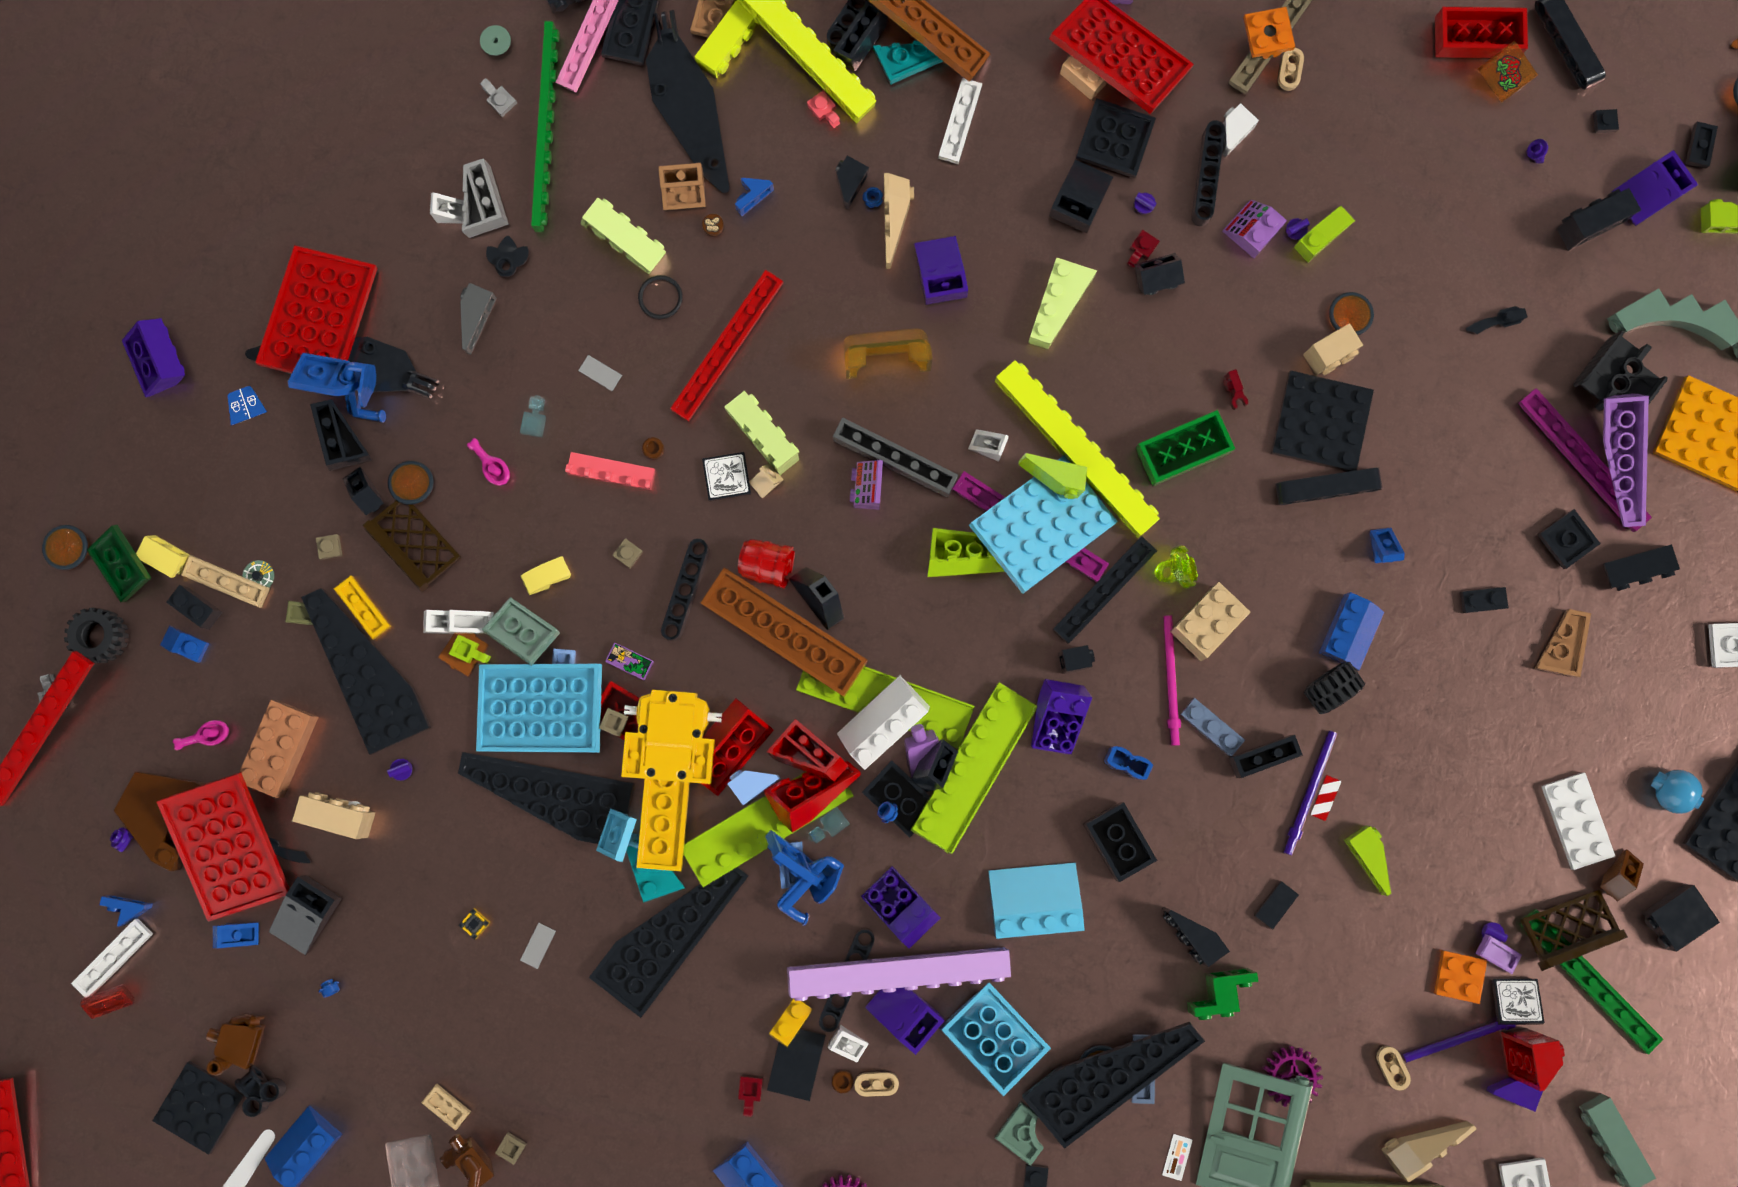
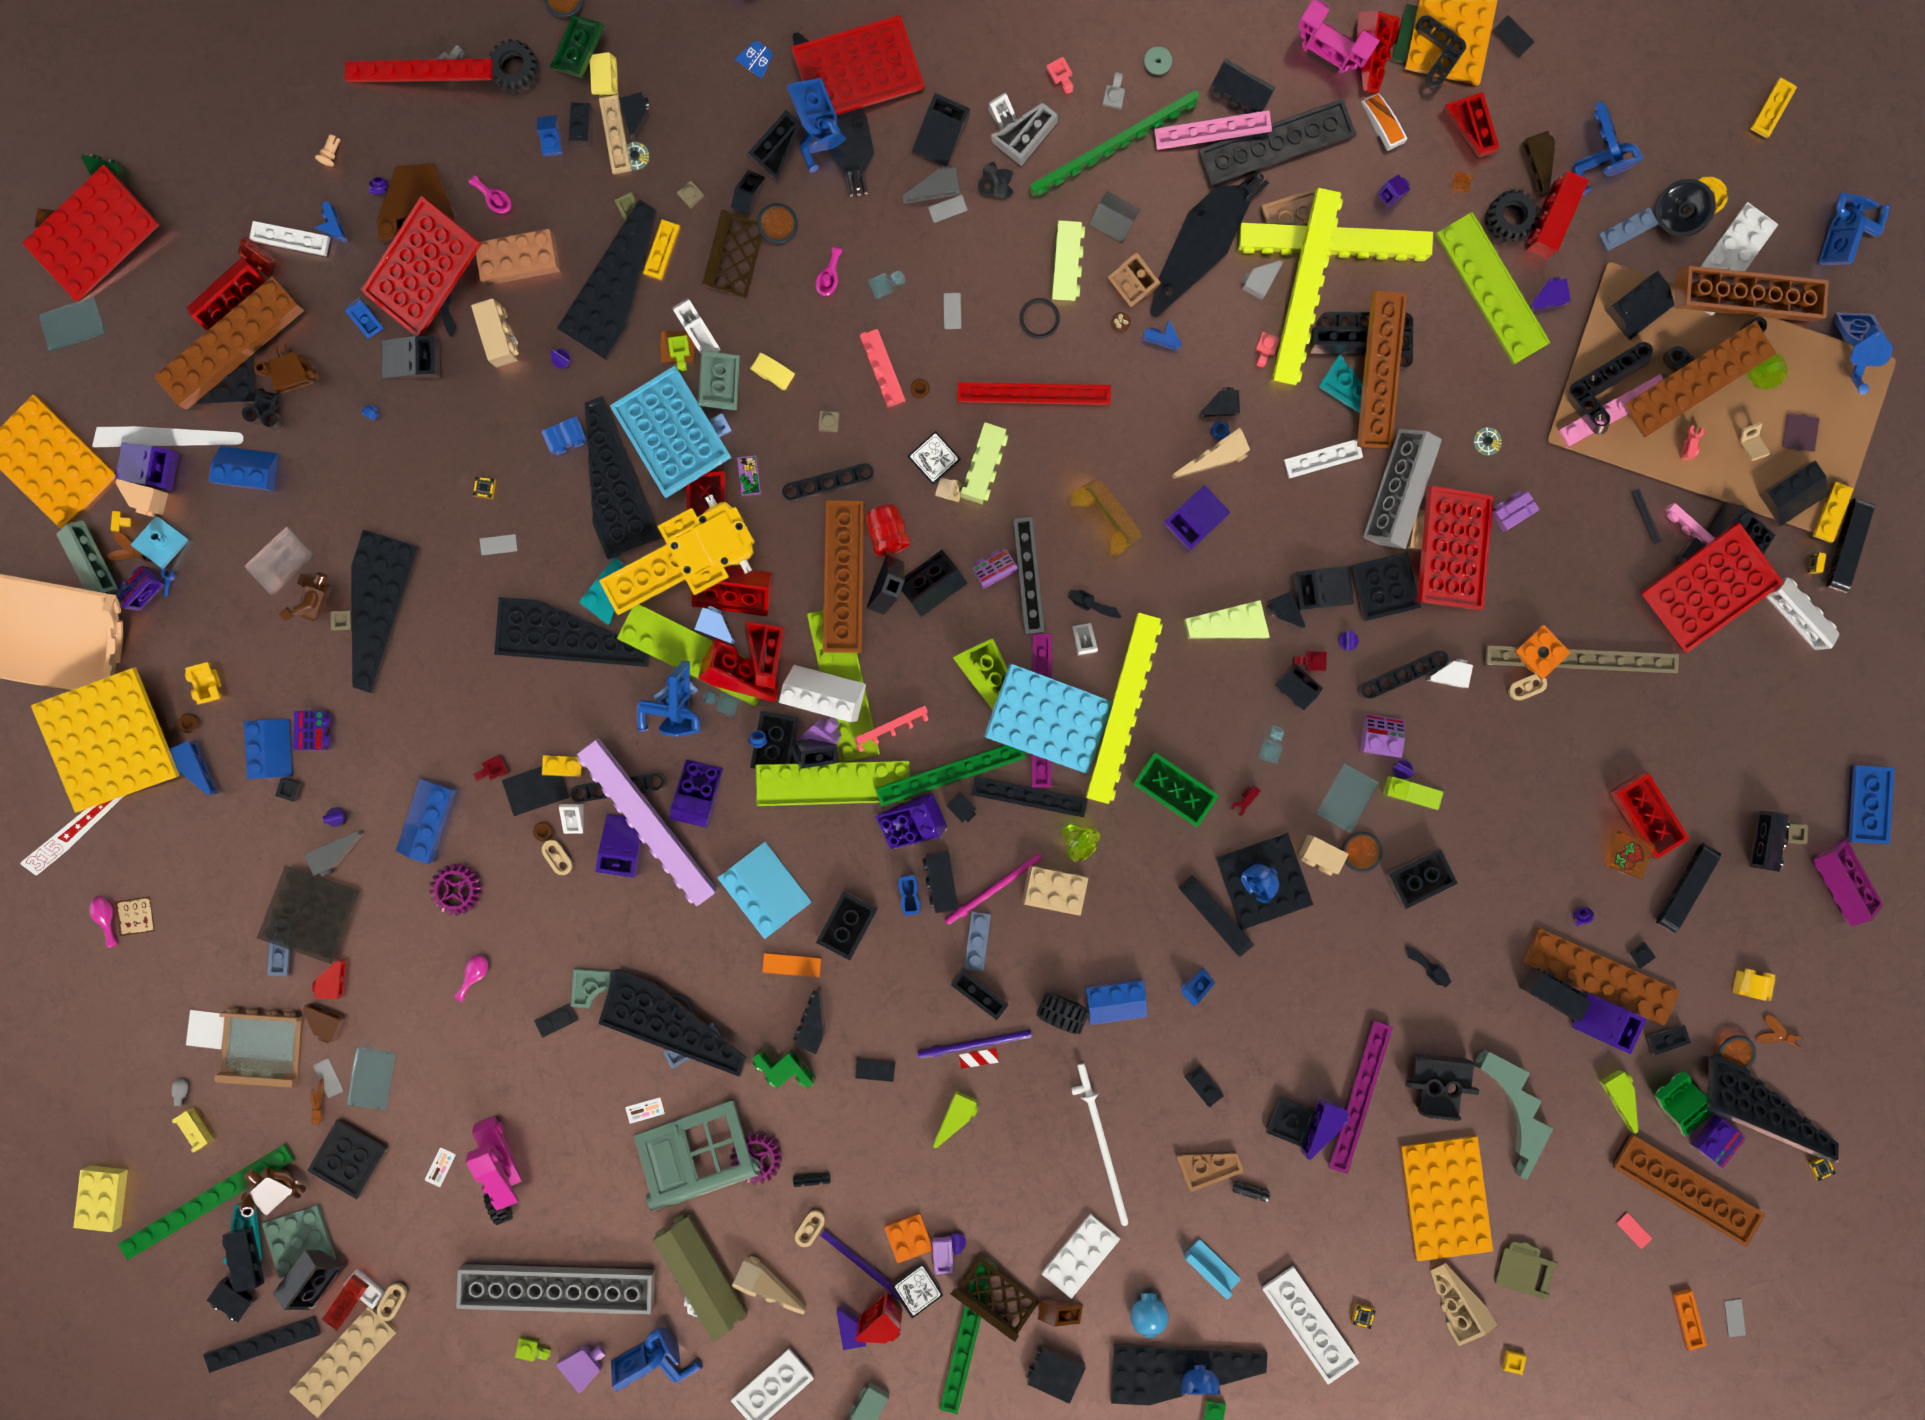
camera: 55 degrees right, 5 degrees up
(55, 866) = (328, 151): none -> light nougat pin
(130, 1055) = (225, 293): none -> red slope
(171, 1085) = (228, 343): none -> dark orange brick
(217, 548) = (636, 113): none -> black slope
(425, 274) = (941, 129): none -> black slope
(446, 134) = (1061, 72): none -> coral plate
(446, 1107) = (340, 554): tan plate -> none
(476, 813) = (564, 435): none -> blue brick
(502, 316) = (947, 208): none -> light grey sticker
(503, 1091) = (377, 591): none -> black wing
(612, 169) = (1114, 216): none -> dark grey slope
(614, 722) = (694, 494): dark tan plate -> none
(617, 835) = (614, 551): medium azure tile -> none
(757, 73) = (1260, 279): none -> light grey slope
(843, 552) = (932, 583): none -> black slope
(953, 420) = (1086, 601): none -> black piece
(955, 679) = (889, 726): none -> coral hinge
(995, 1038) = (644, 922): medium azure slope -> none
(1035, 64) = (1402, 488): none -> light grey brick
(1035, 653) = (948, 774): none -> green tile
(1059, 476) = (1091, 707): lime slope -> none
(1080, 241) = (1286, 610): none -> black slope
(1124, 920) = (791, 965): none -> orange tile
(1134, 724) = (940, 881): none -> black brick
(1203, 338) = (1270, 750): none -> clear light blue plate
(1291, 296) = (1347, 798): none -> clear light blue piece
(1324, 421) = (1261, 881): none -> blue cylinder
(1346, 1035) = (811, 1180): none -> black axle
(1411, 274) = (1421, 878): none -> black brick
(1429, 714) = (1090, 1098): none -> white piece
(1596, 509) = (1325, 1126): none -> dark purple slope
(1604, 169) = (1601, 976): none -> dark orange plate
(1613, 619) = (1251, 1191): none -> black axle
(1626, 452) = (1382, 1123): medium lavender wedge -> none
(1641, 567) = (1302, 1188): black wedge -> none
(1665, 702) = (1212, 1268): none -> medium azure panel
(1696, 38) = (1754, 985): none -> yellow cylinder

